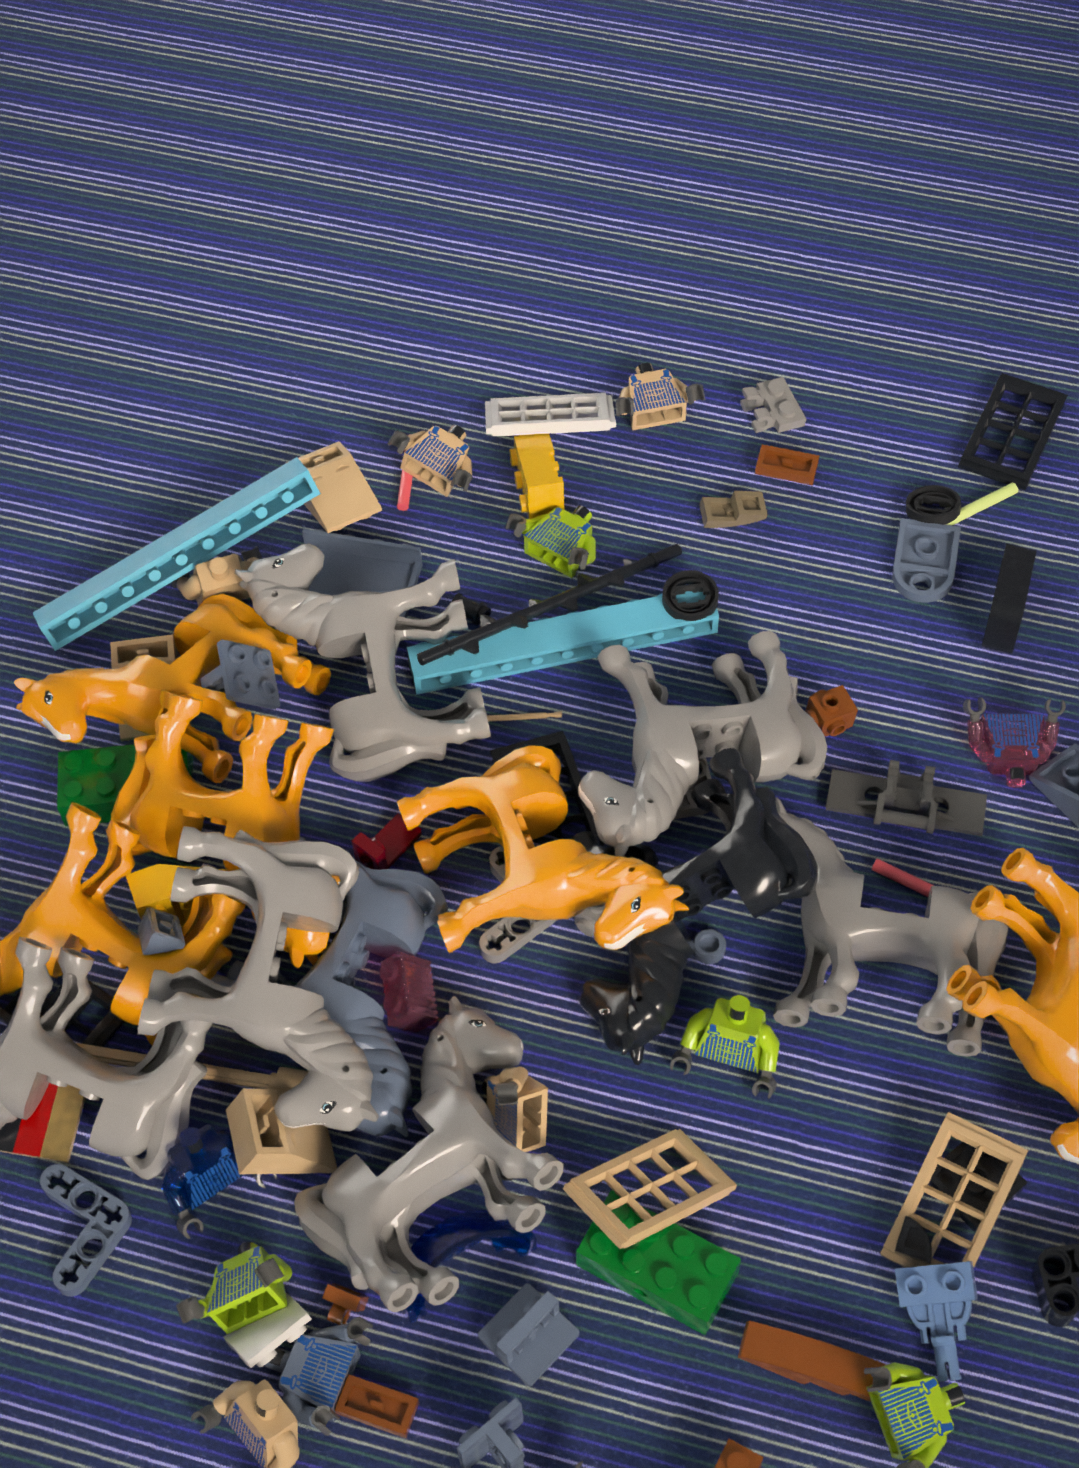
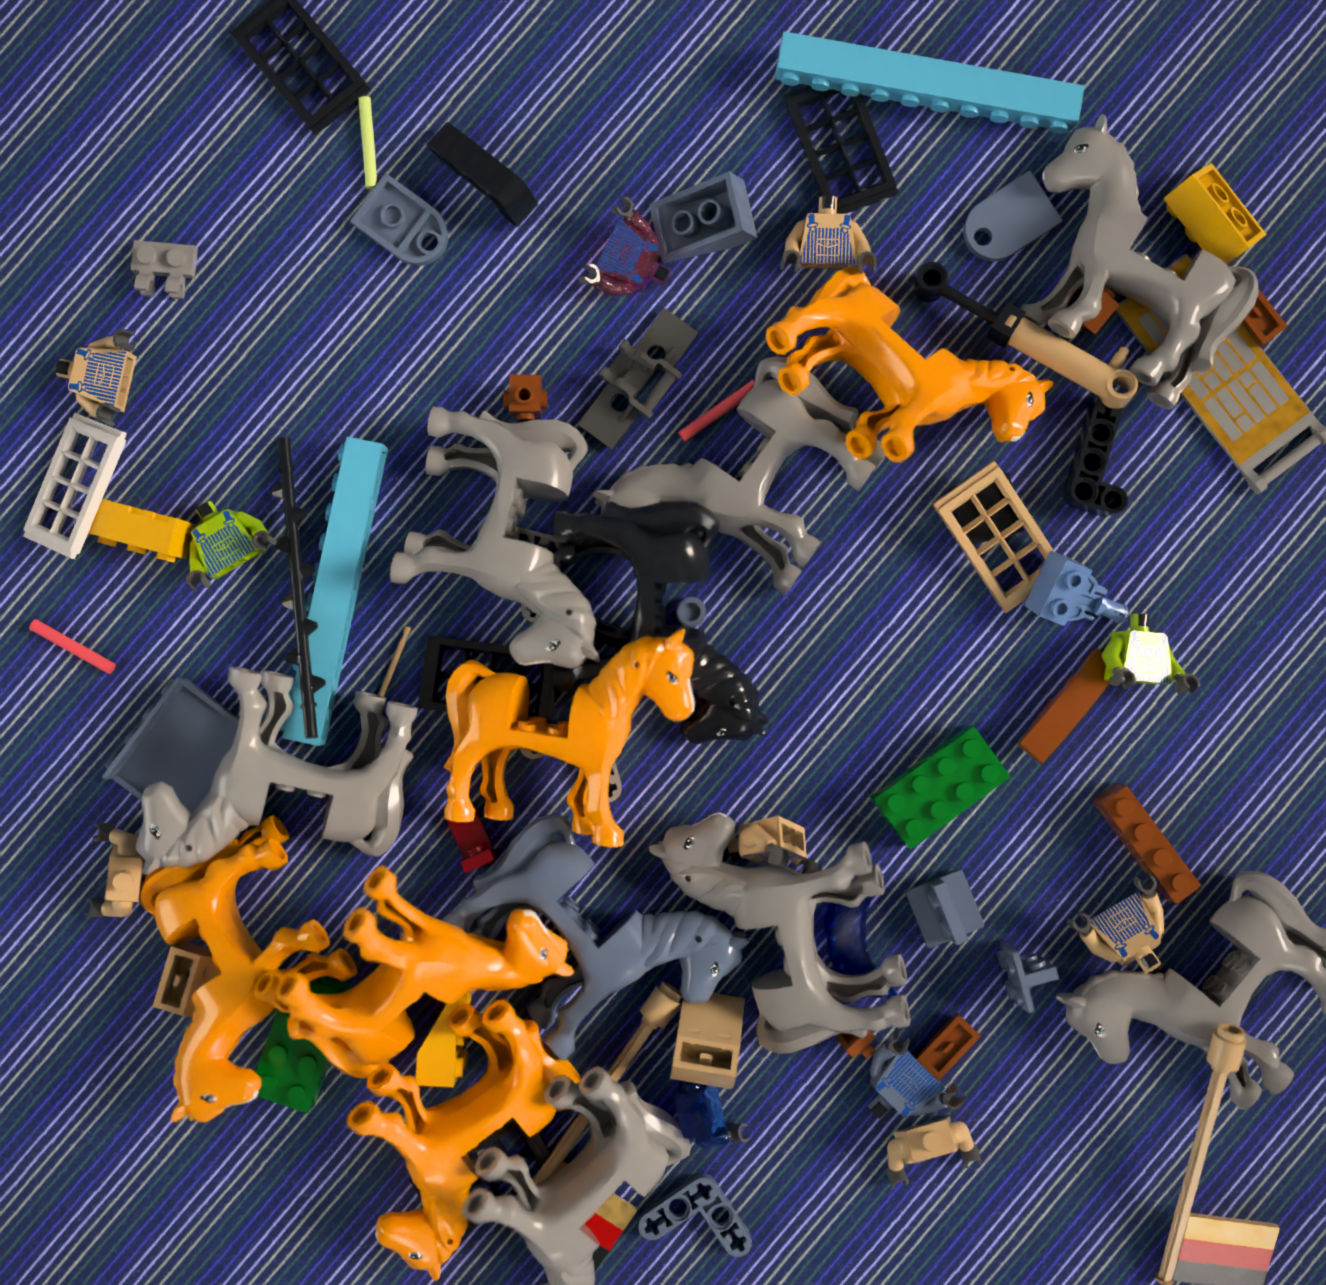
camera: 70 degrees left, 30 degrees up
(160, 932) = (490, 1077): sand blue slope -> none
(176, 553) = (79, 907): medium azure brick -> none
(241, 1290) = (818, 1118): lime torso -> none
(244, 675) = (263, 907): sand blue bracket -> none
(259, 1339) = (857, 1109): white slope -> none
(284, 888) = (527, 968): light grey animal -> none
(342, 486) = (67, 729): tan slope -> none
(408, 992) = (622, 880): clear pink brick -> none
(436, 457) = (75, 614): torso -> none
(473, 609) = (261, 657): black pin -> none
(611, 1225) = (900, 822): tan piece -> none
(679, 584) = (346, 440): black piece -> none
(734, 1036) = (787, 637): lime torso -> none
(740, 509) = (265, 366): dark tan slope -> none
(787, 464) = (239, 291): dark orange plate -> none
(914, 1242) = (1015, 585): black tile -> none
(932, 495) = (336, 181): black piece -> none

